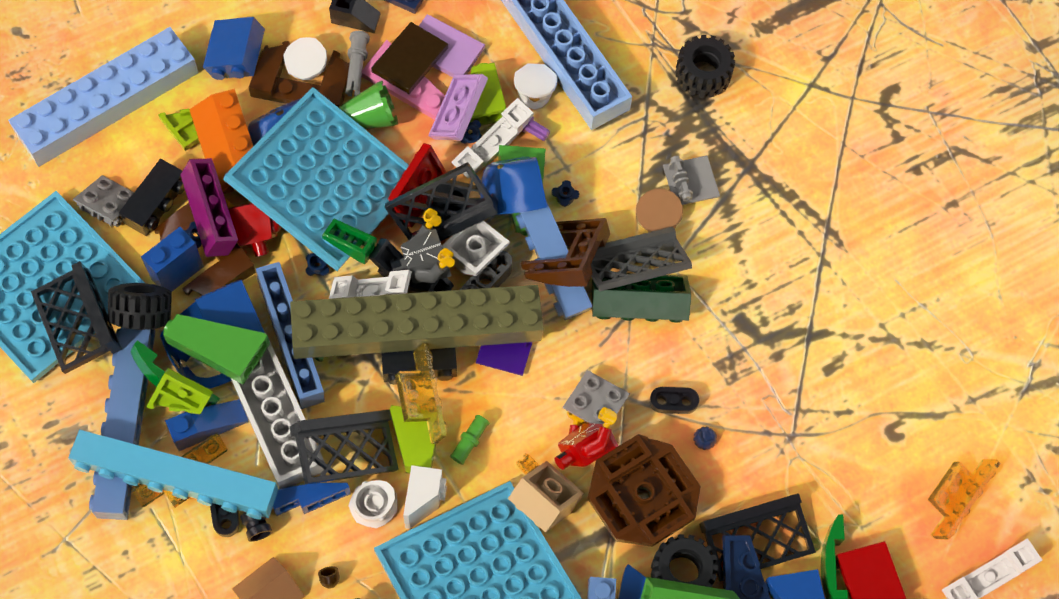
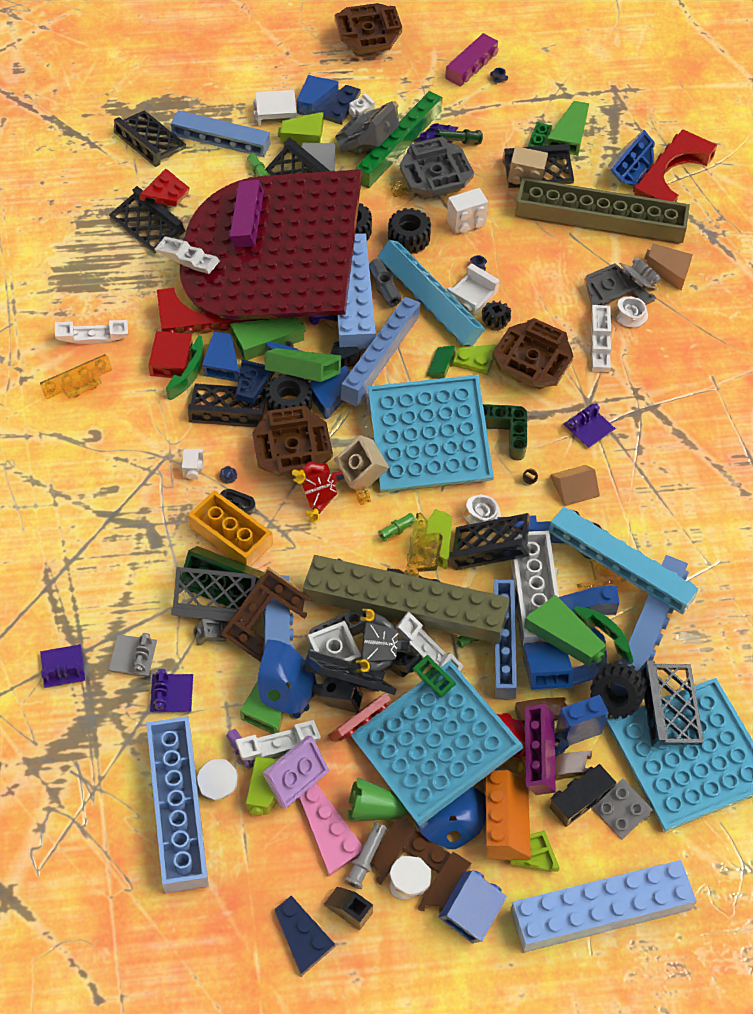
camera: 155 degrees left, 10 degrees down
(179, 394) = (607, 611): lime wing -> none
(409, 57) = (317, 840): dark brown tile -> none
(423, 494) = (447, 492): white slope -> none
(461, 50) = (280, 849): lavender tile -> none
(565, 200) = (239, 685): dark blue plate -> none
(592, 395) = (294, 514): light grey hinge -> none
(623, 228) = (209, 631): none -> dark grey bracket
(628, 155) = (171, 692): none -> dark purple hinge
(659, 210) = (172, 637): medium nougat tile -> none
(661, 352) = (230, 529): none -> light orange brick
(708, 51) = (61, 725): black tyre -> none
(753, 428) = (192, 463): none -> white brick
(756, 143) = (62, 666): none -> dark purple hinge

